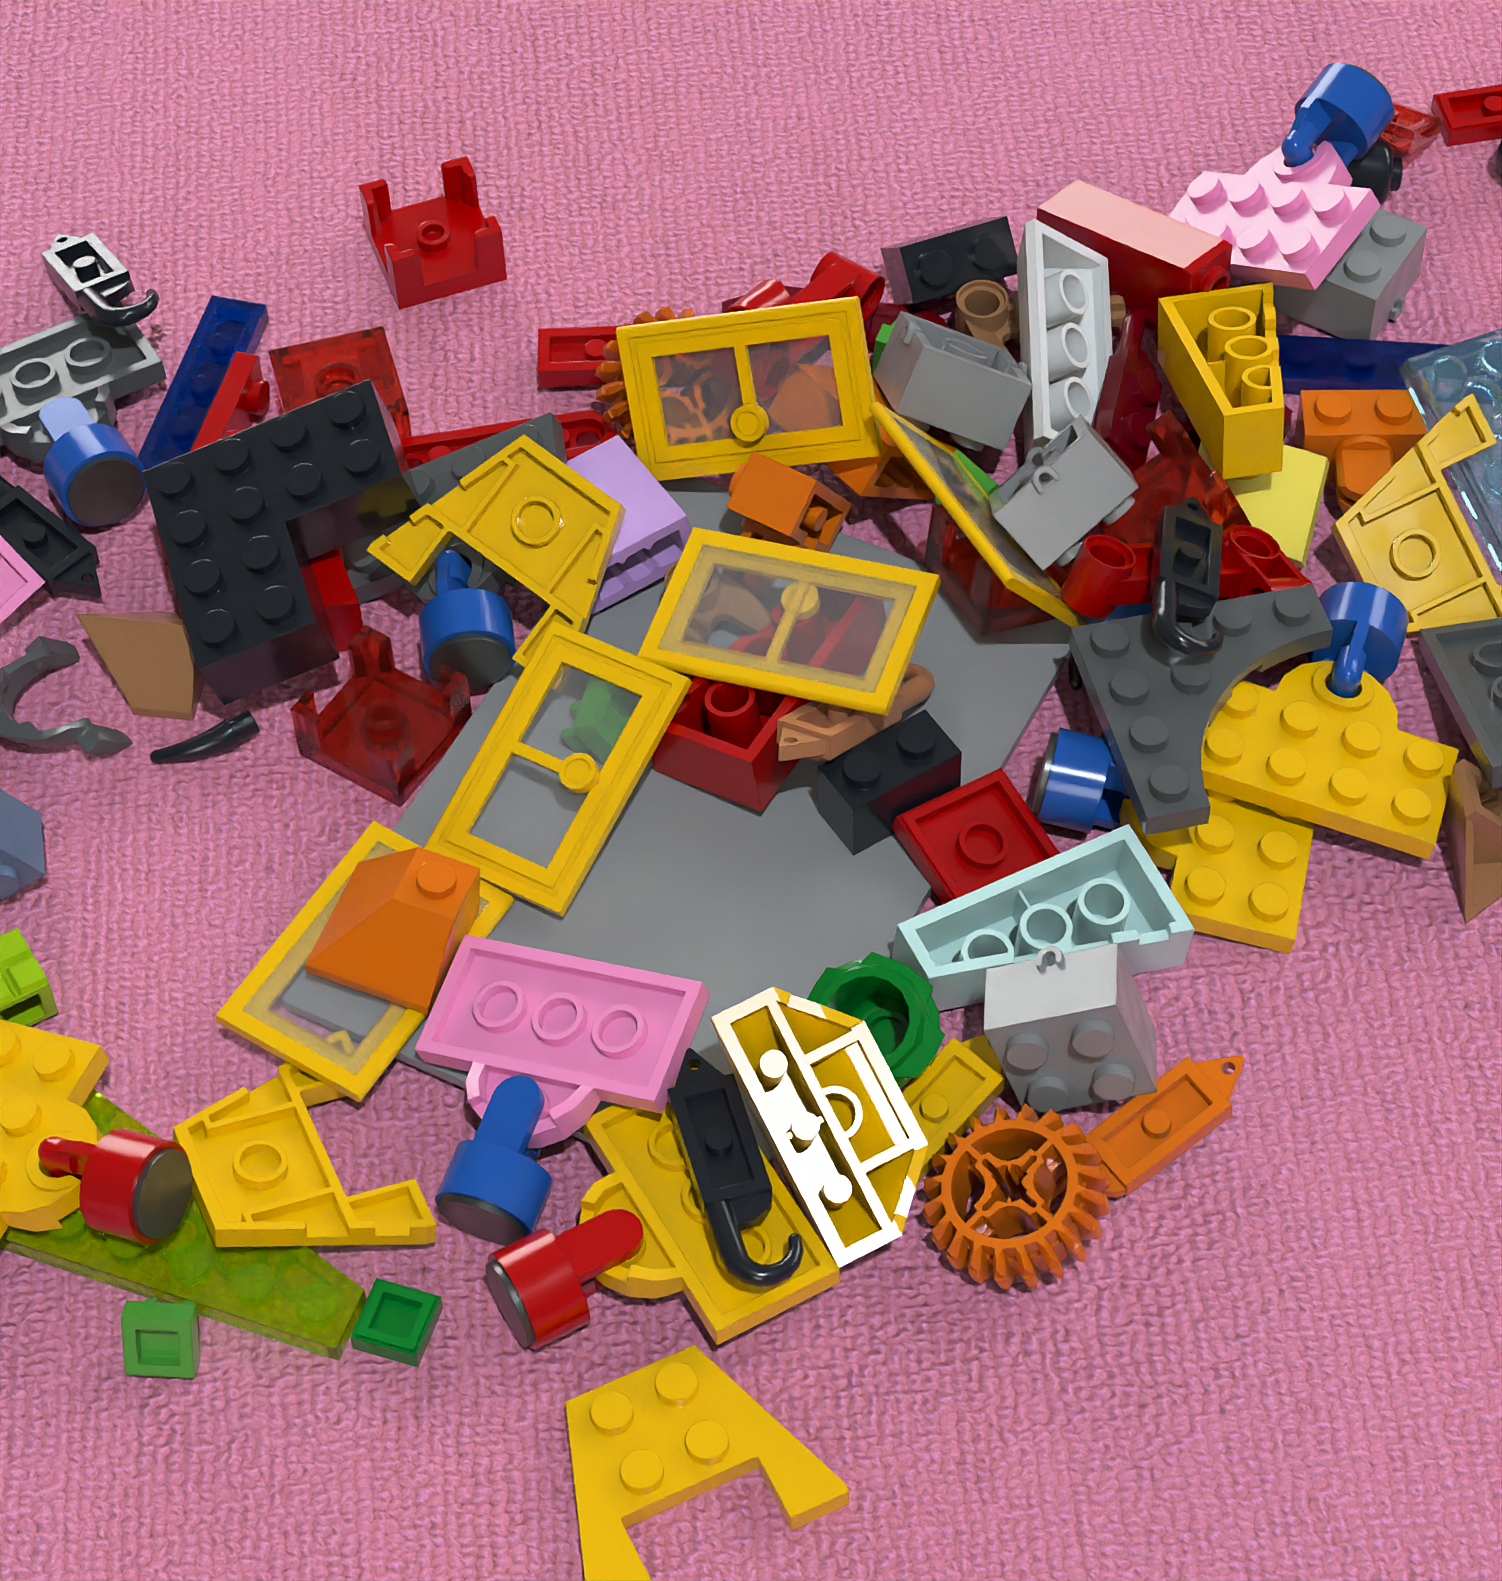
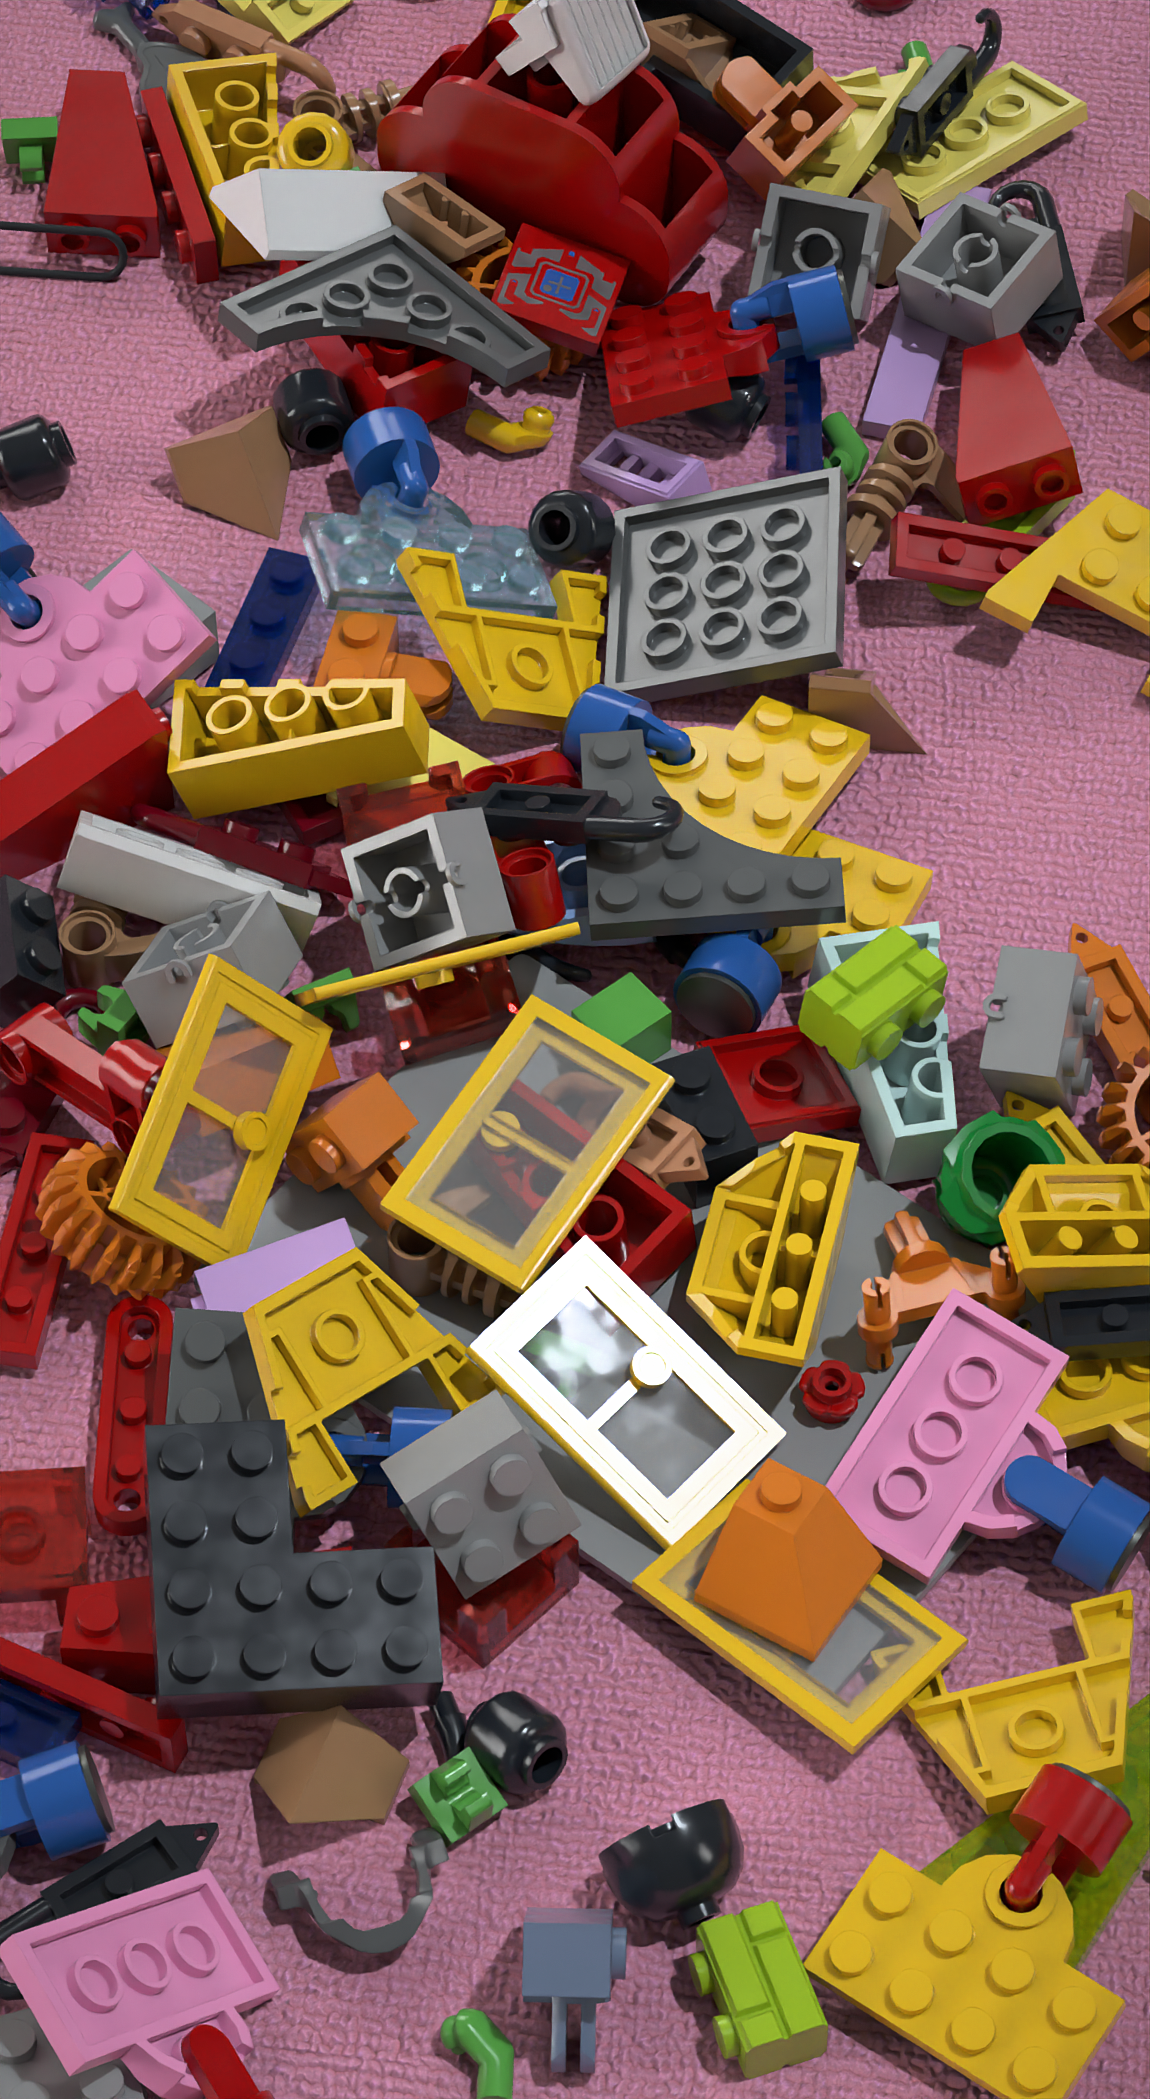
camera: 80 degrees left, 0 degrees up
(82, 908) = (677, 1866): none -> black cylinder
(151, 748) = (457, 1796): none -> bright green tile
(204, 775) = (517, 1742): none -> black head
(404, 664) = (480, 1493): none -> light grey brick
(628, 954) = (829, 1405): none -> red plate
(733, 977) = (922, 1281): none -> orange axle
(735, 859) = (775, 1248): none -> yellow wedge
(990, 702) = (629, 1017): none -> bright green brick
(1043, 865) = (874, 999): none -> lime brick

